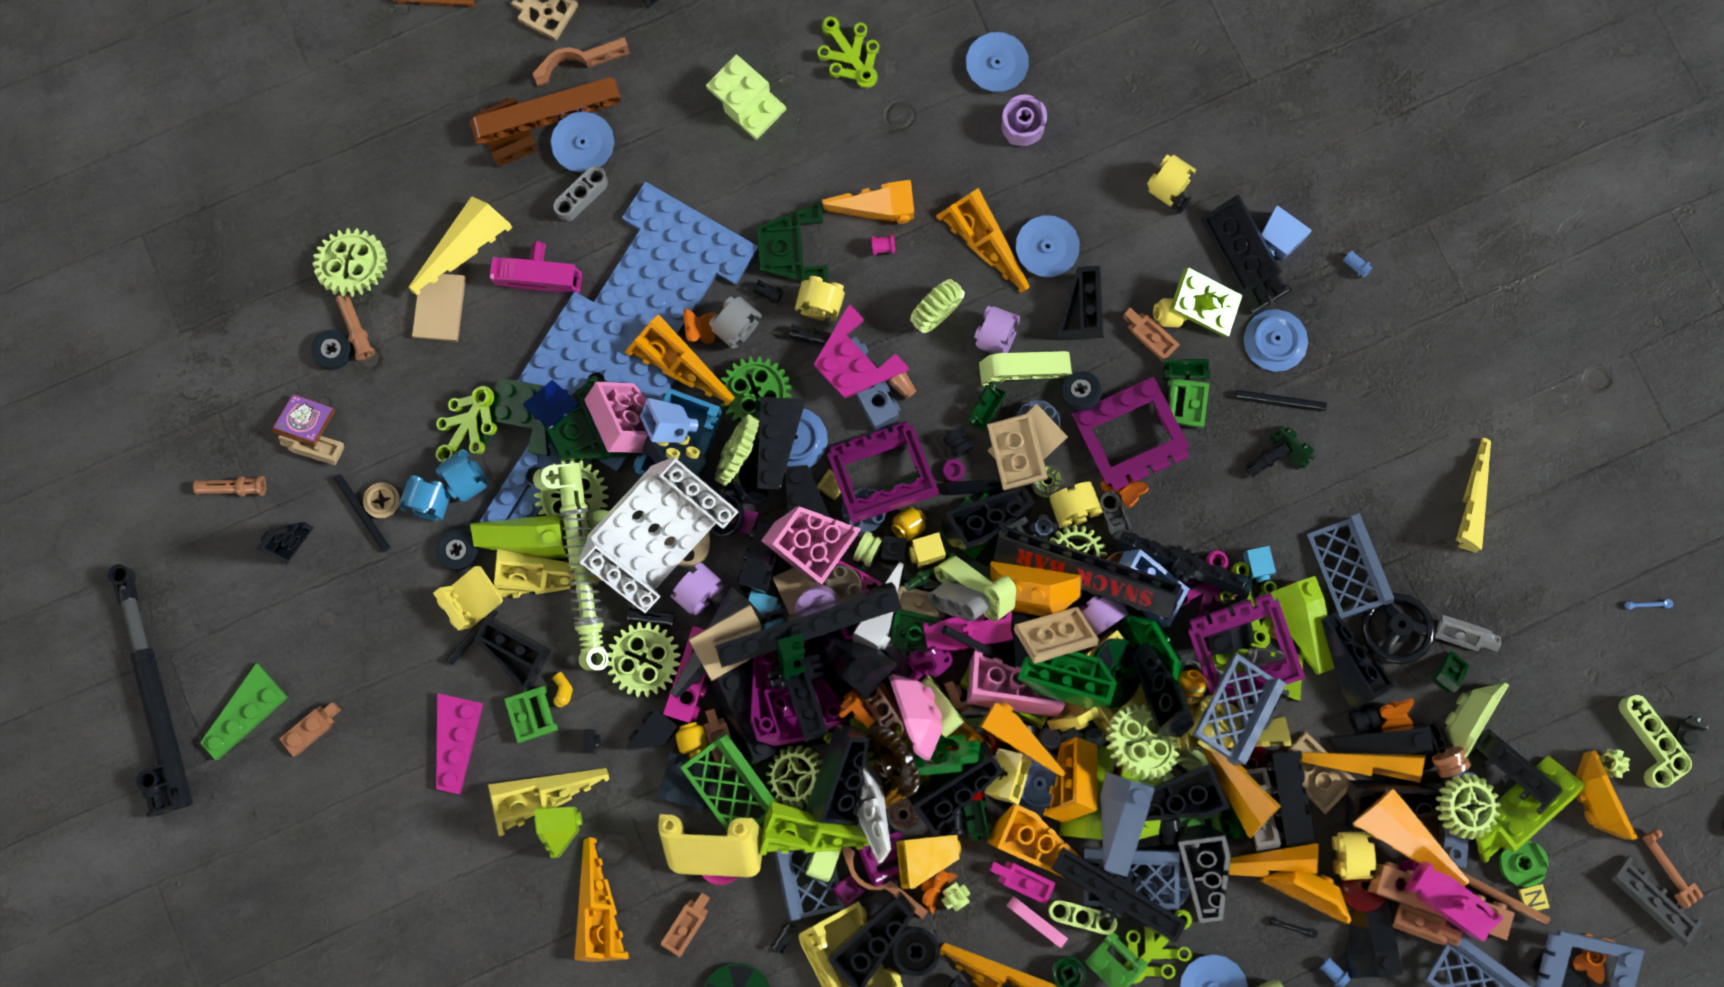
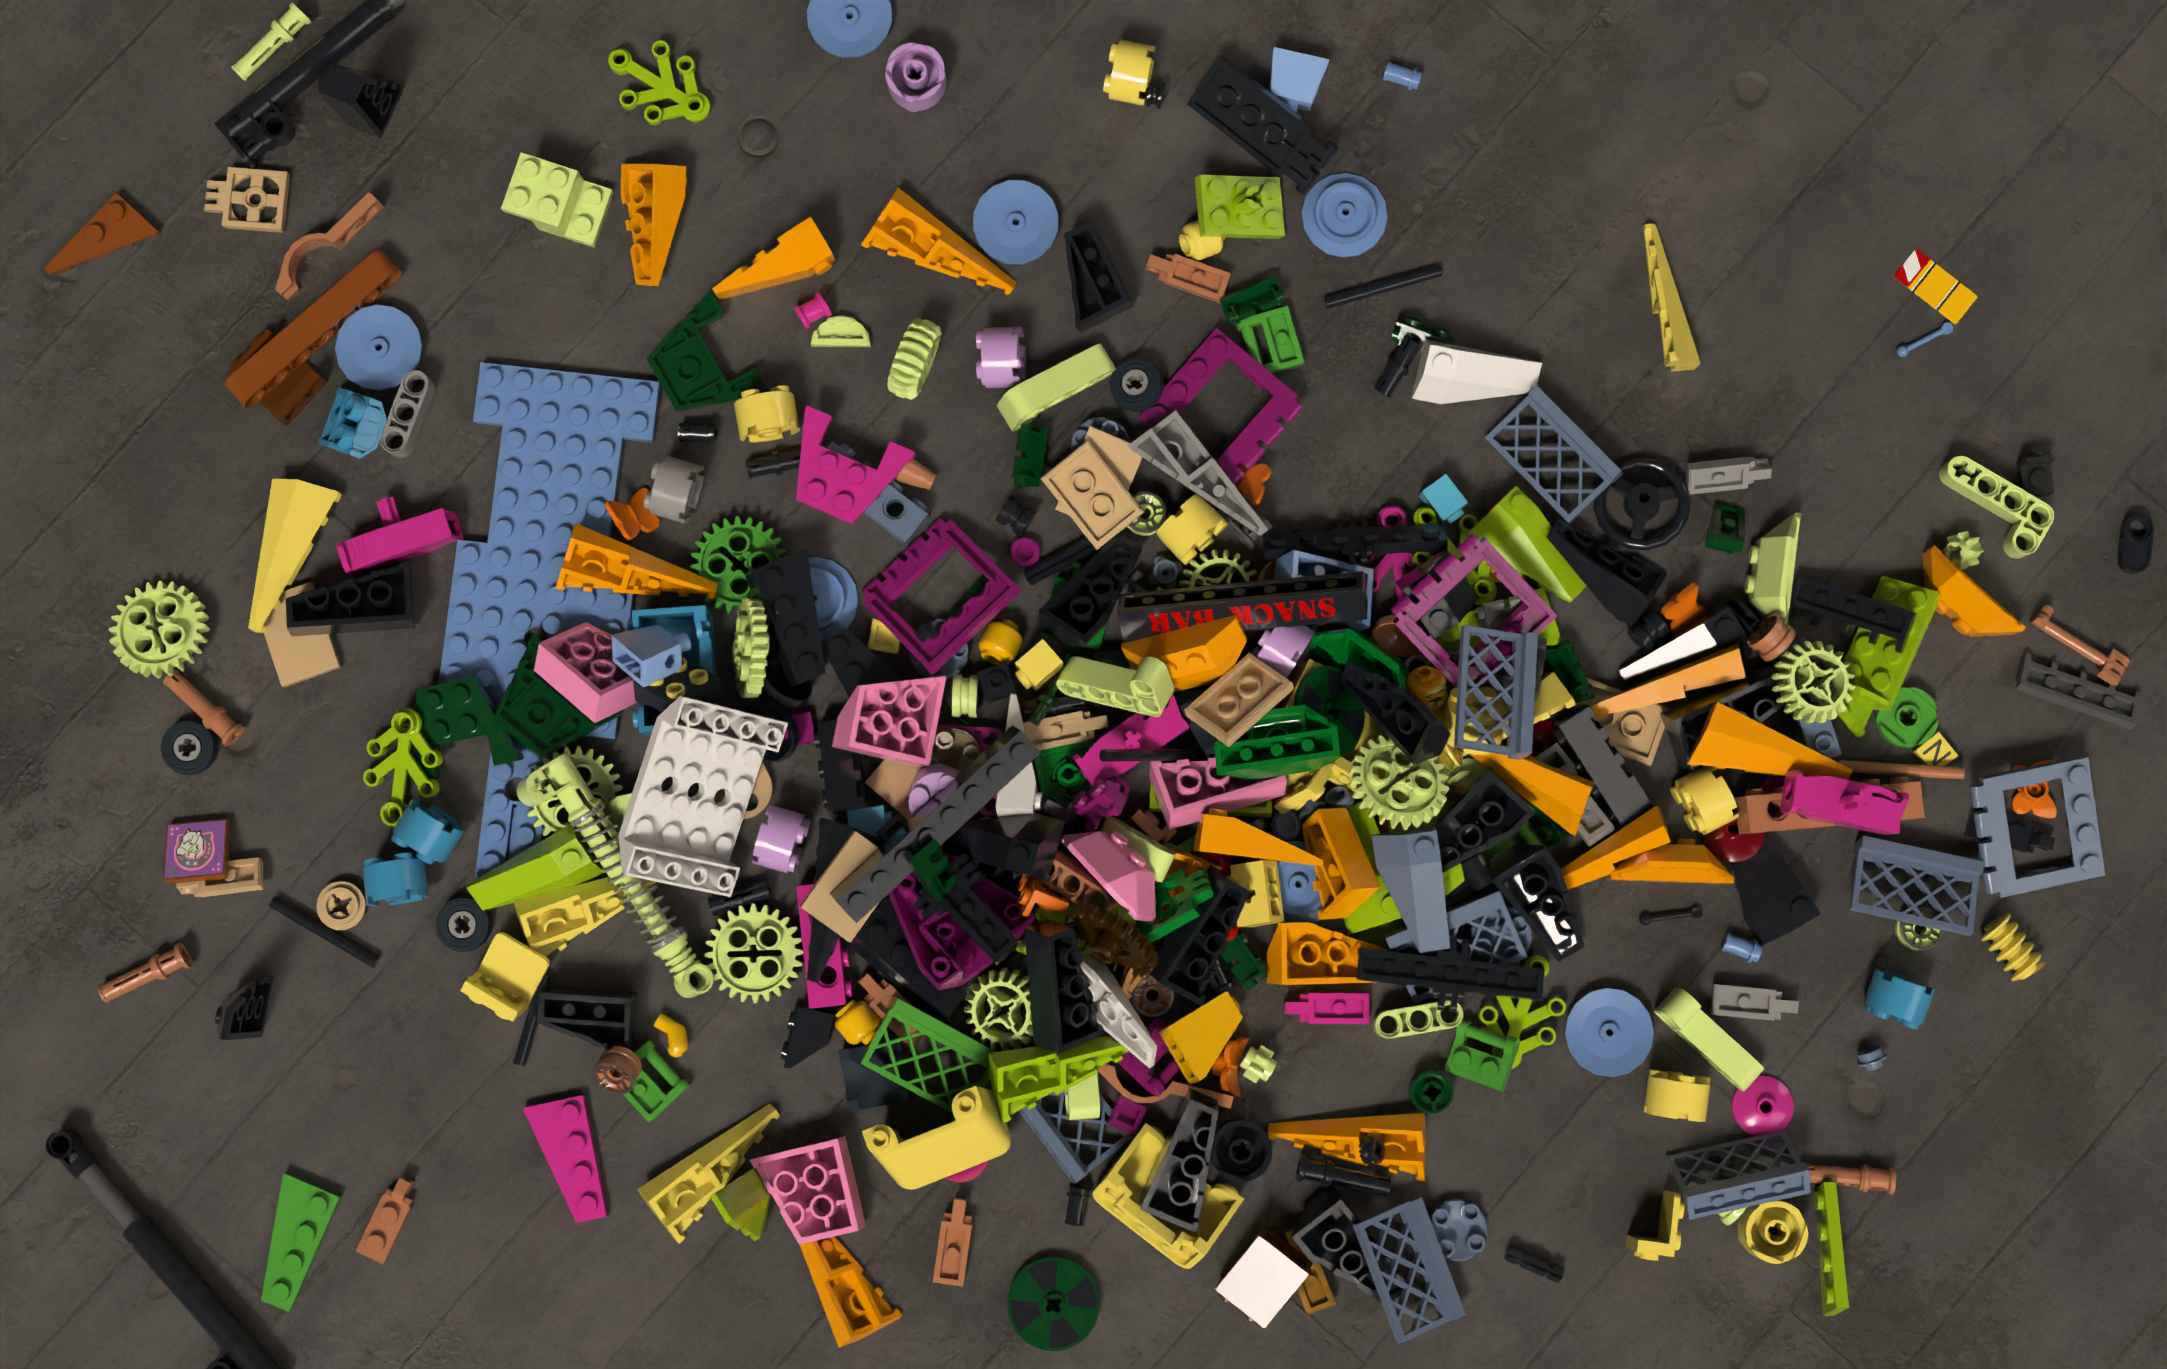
camera: 25 degrees left, 5 degrees up
(488, 304) = (355, 605): none -> black wedge
(512, 695) = (617, 1070): none -> nougat wheel
(542, 184) = (353, 424): none -> dark azure slope
(550, 404) = (495, 695): clear blue piece -> none
(591, 741) = (738, 1080): black plate -> none
(608, 841) = (814, 1189): none -> bright pink wedge
(810, 126) = (654, 206): none -> light orange wedge
(896, 268) = (840, 332): none -> yellowish green tile
(959, 601) = (1104, 711): light grey beam -> none
(1037, 922) = (1367, 1049): bright pink beam -> none
(1091, 452) = (1182, 456): none -> light grey wedge
(1182, 642) = (1392, 638): none -> nougat piece
(1296, 721) = (1569, 671): none -> dark green hinge
(1312, 484) = (1467, 374): none -> white wedge
(1426, 926) = (1824, 844): nougat hinge -> none
(1672, 571) = (1935, 286): none -> yellow sticker

